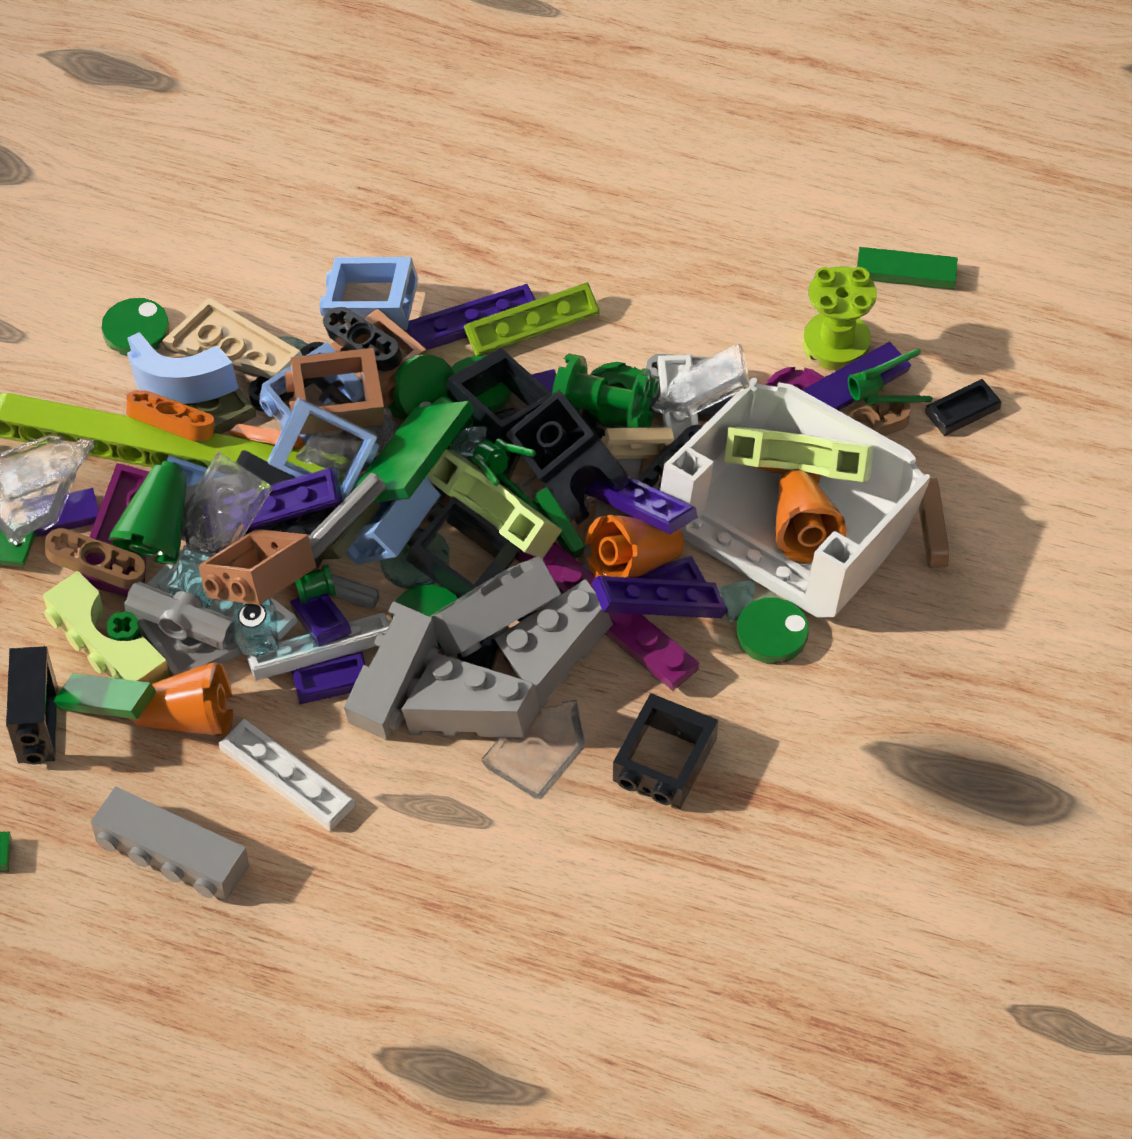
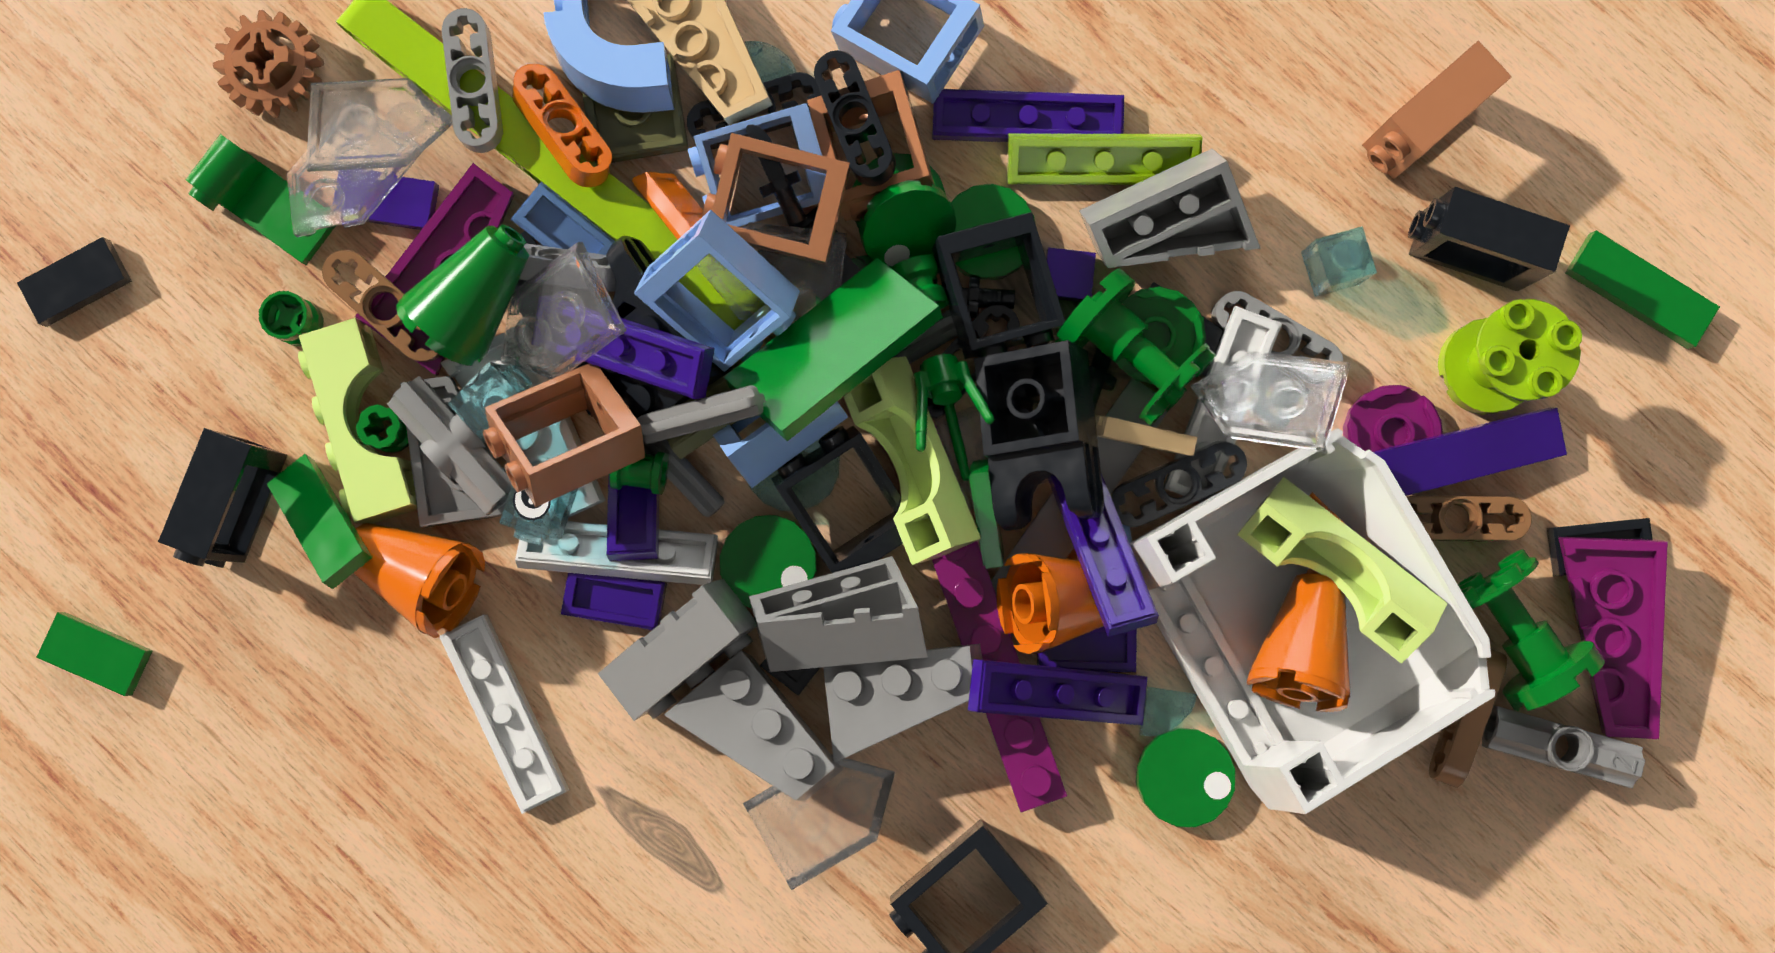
camera: 25 degrees right, 30 degrees up
(27, 596) = (281, 314): none -> green wheel
(98, 399) = (482, 46): none -> light grey beam
(170, 844) = (320, 758): light grey brick -> none
(468, 439) = (934, 340): clear light blue tile -> none
(594, 324) = (1172, 215): none -> light grey wedge
(709, 316) = (1338, 261): none -> clear light blue brick
(723, 216) = (1435, 110): none -> nougat window
(787, 249) = (1487, 239): none -> black window
(869, 382) = (1488, 479): green plant -> none
(946, 461) = (1543, 663): none -> green piece
(995, 433) = (1621, 609): none -> magenta wing
(1000, 514) = (1586, 753): none -> light grey piece

